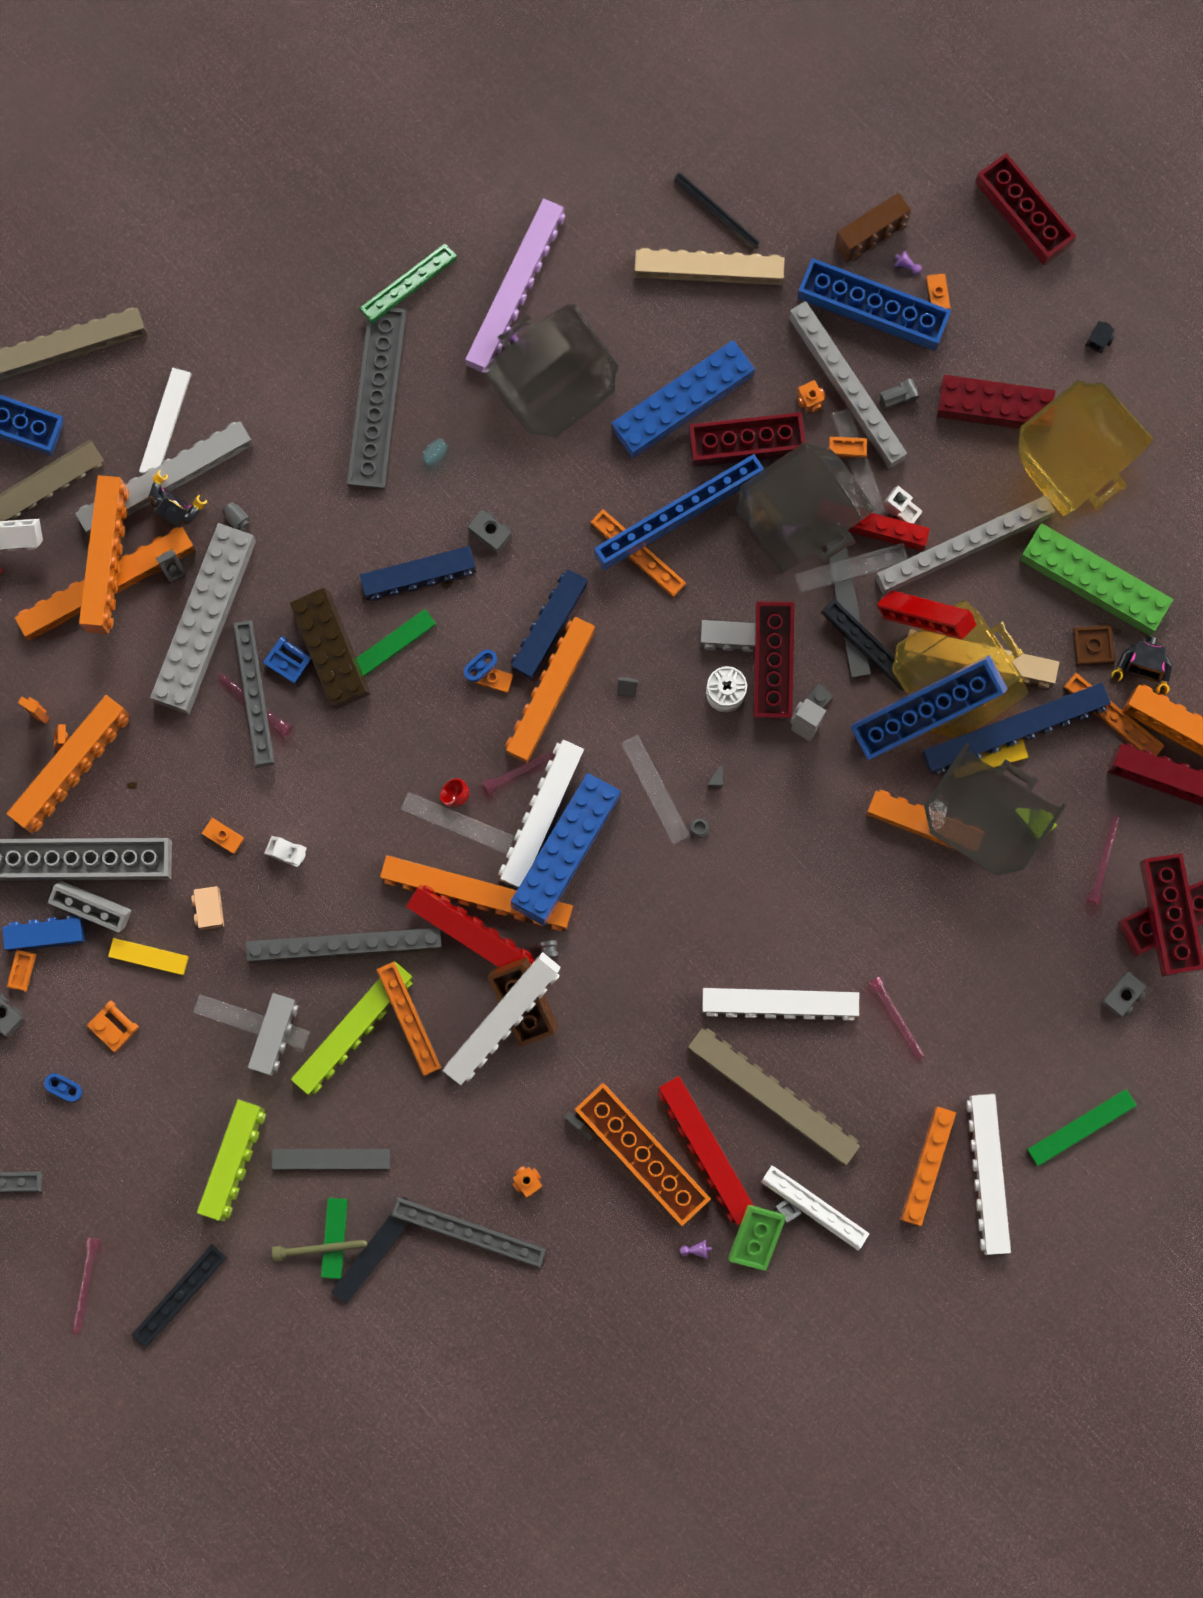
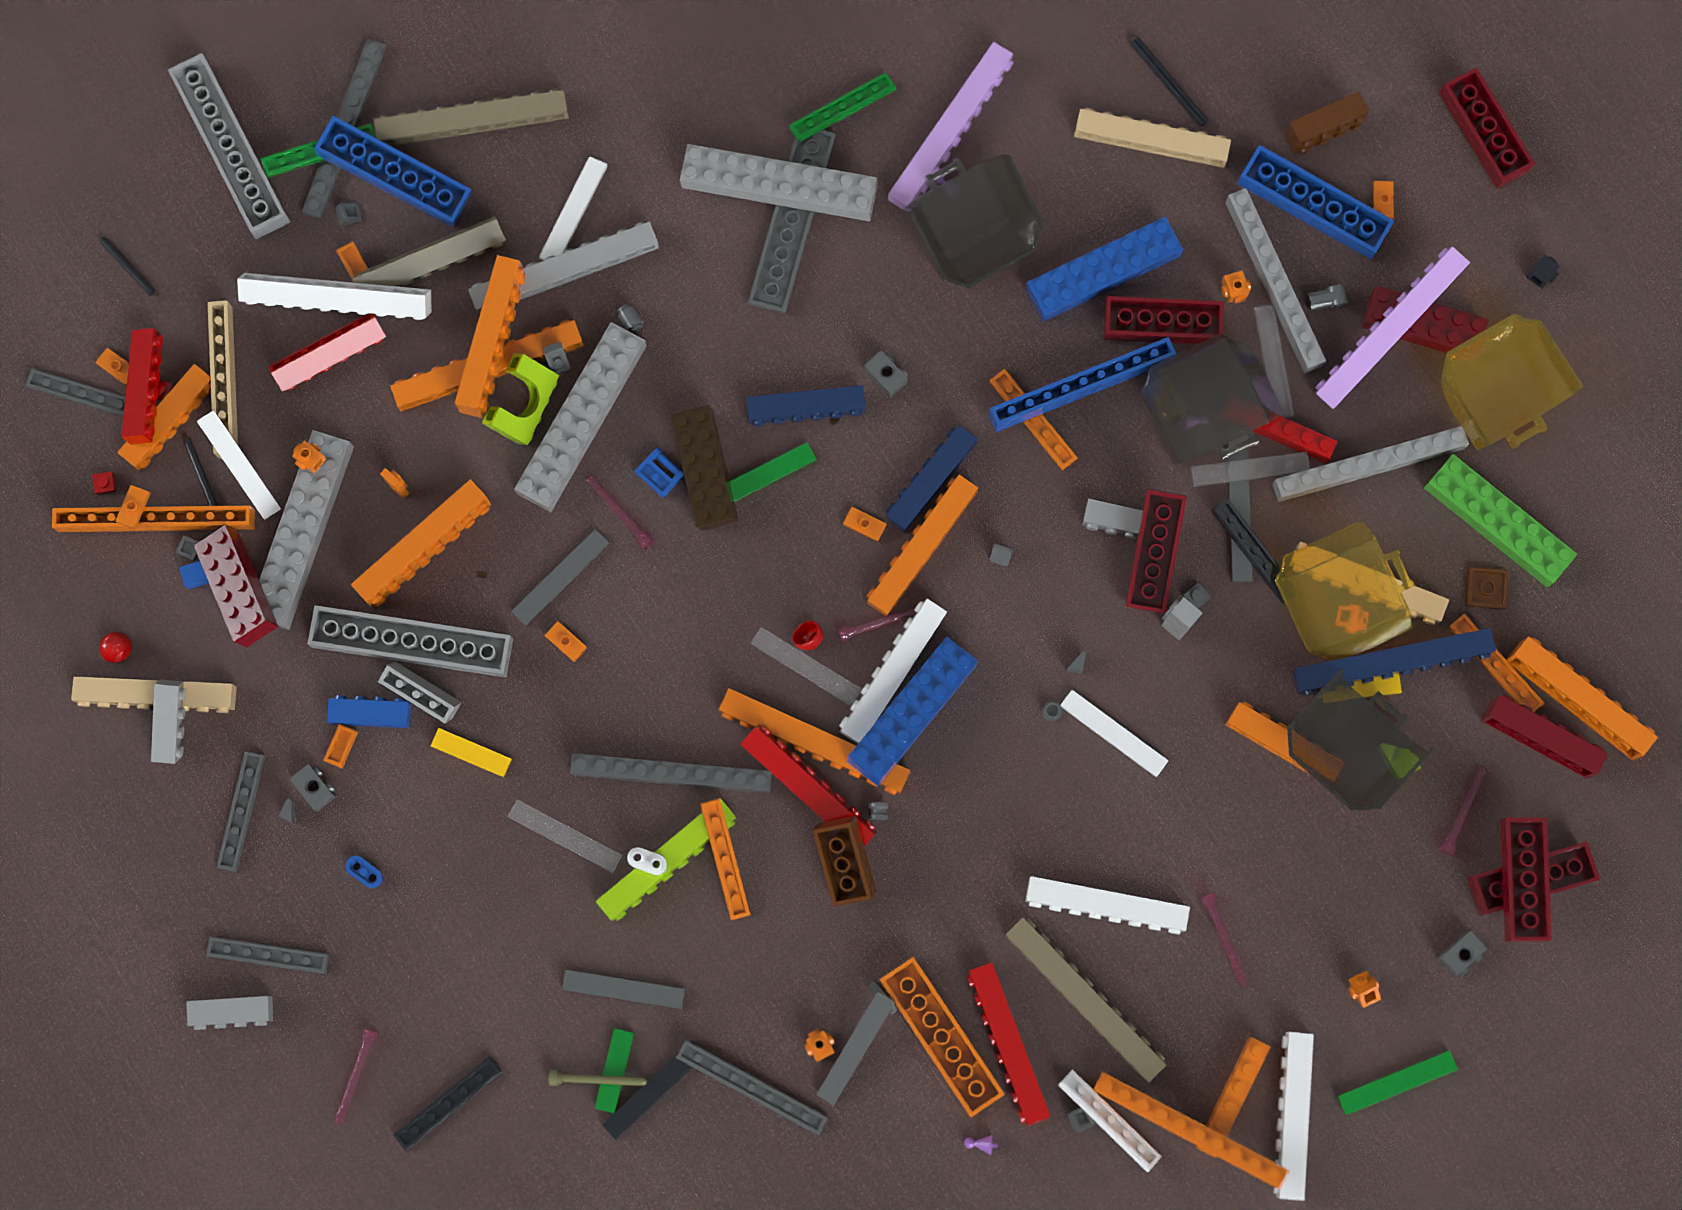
camera: 10 degrees right, 0 degrees up
(60, 736) = (417, 515): orange plate -> none
(108, 1031) = (417, 820): orange plate -> none
(159, 593) = (540, 385): none -> lime arch
(170, 506) = (565, 297): black torso -> none
(208, 775) = (560, 577): none -> dark grey tile
(208, 908) = (539, 713): light nougat brick -> none
(231, 1161) = (522, 975): lime brick -> none
(254, 694) = (619, 501): dark grey tile -> none
(272, 1034) = (584, 853): light grey brick -> none
(285, 851) = (627, 667): white brick -> none
(333, 1033) = (646, 861): none -> white plate
(358, 364) = (778, 182): none -> light grey brick
(435, 452) = (842, 283): clear light blue brick -> none
(478, 664) = (854, 510): blue plate -> none
(502, 1018) = (820, 874): white brick -> none
(562, 1178) = (856, 1047): none -> dark grey tile
(655, 789) = (1013, 664): clear tile -> none
(727, 699) = (1102, 584): white wheel -> none
(757, 1237) = (1045, 1141): bright green plate -> none
(761, 839) = (1114, 733): none -> white tile
(848, 447) = (1266, 344): orange plate -> none
(893, 1204) = (1191, 1131): none -> orange brick
(900, 505) = (1310, 412): white brick -> none
(905, 262) = (1354, 163): medium lavender piece -> none
(927, 614) = (1320, 530): red brick -> none
(929, 707) = (1308, 626): blue brick -> none
(965, 411) = (1392, 327): none -> lavender brick
(1036, 1043) = (1364, 989): none -> orange brick
(1147, 662) = (1540, 614): black torso -> none

